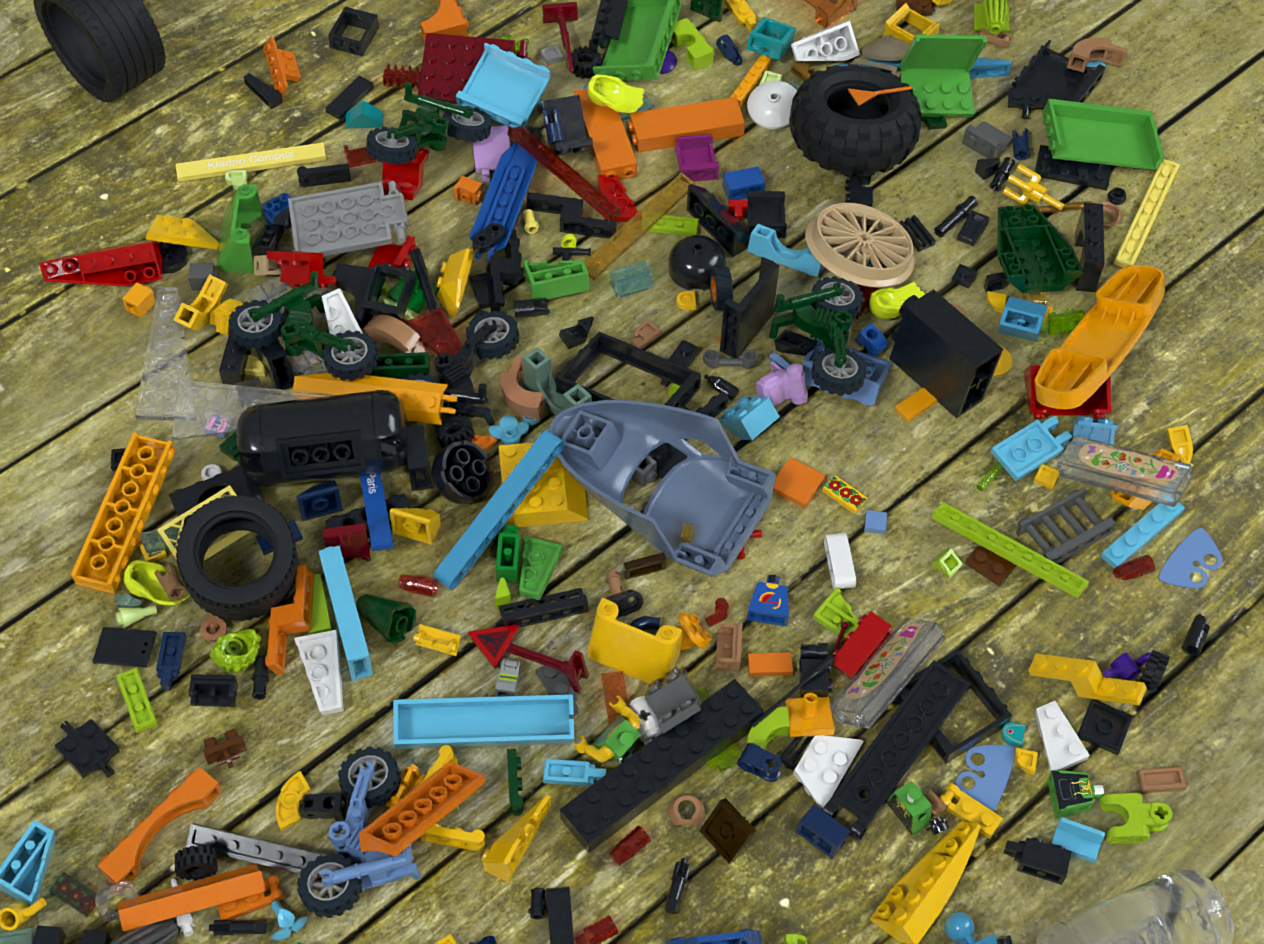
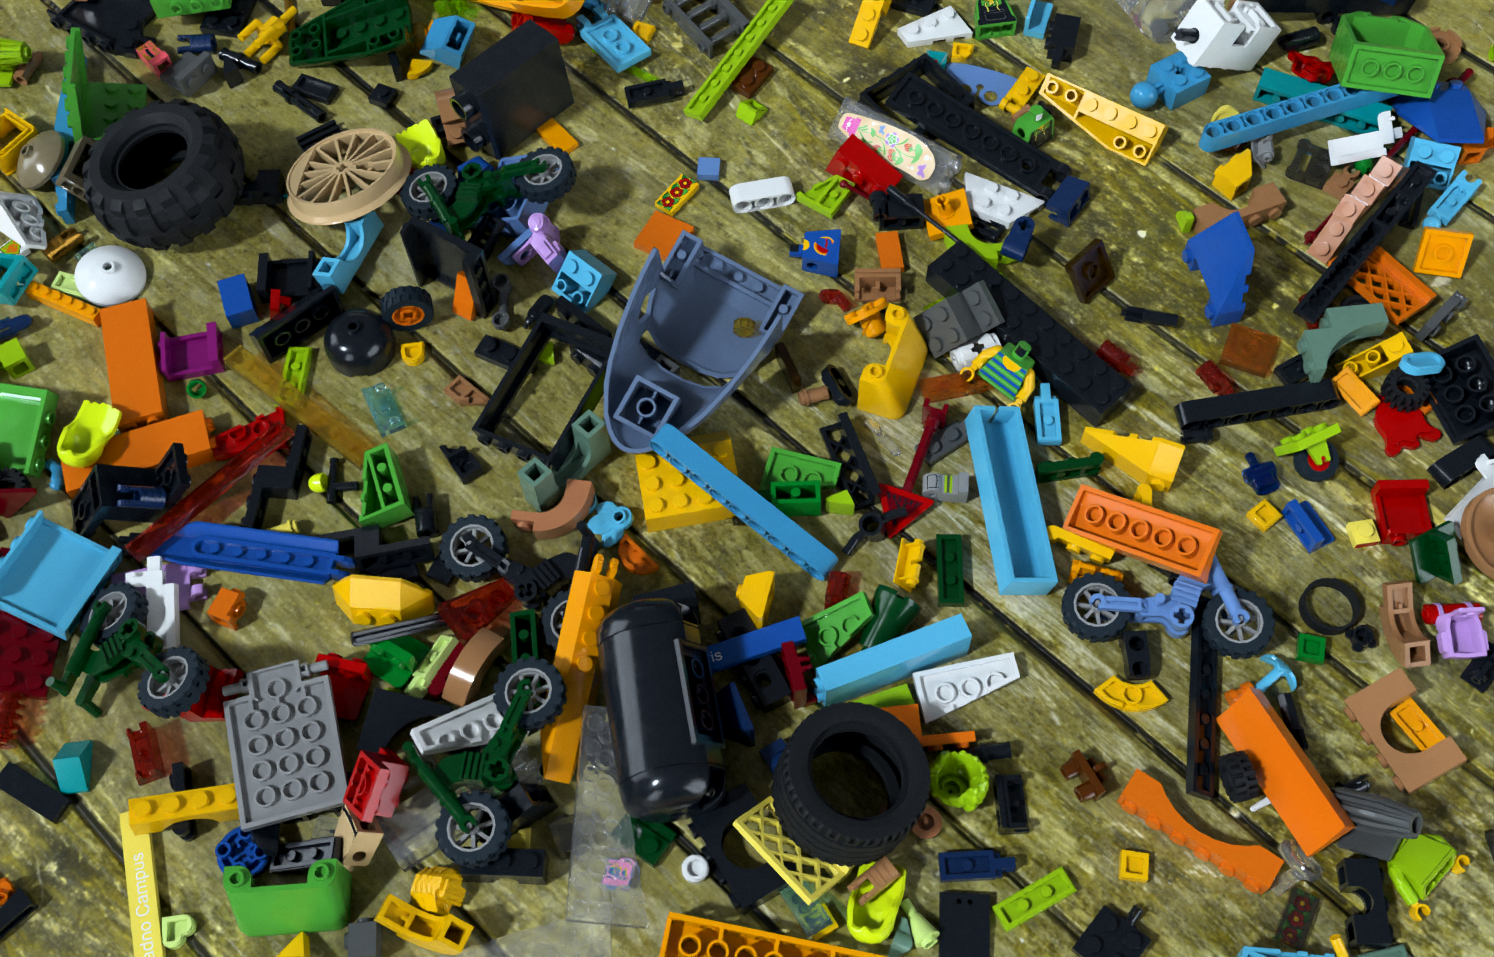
camera: 90 degrees left, 5 degrees up
(145, 777) = (1133, 866): none -> yellow tile
(313, 165) = (158, 812): none -> yellow arch
(369, 302) = (447, 655): black window -> none
(383, 575) = (835, 627): none -> bright green wing
(428, 672) = (949, 570): none -> dark green plate
(451, 425) = (636, 575): black tyre -> none
(462, 473) = (687, 557): black cylinder -> none
(474, 615) = (877, 535): none -> black piece
(475, 152) = (163, 601): none -> white piece
(491, 236) = (323, 559): black plate -> none
(646, 621) = (855, 366): dark blue arm -> none
(659, 163) = (200, 392): none -> green hinge
(674, 815) = (1070, 324): medium nougat piece -> none
(862, 96) = (148, 145): orange piece -> none
(966, 479) = (653, 92): none -> black hinge
(1003, 116) = (153, 57): none -> coral leg

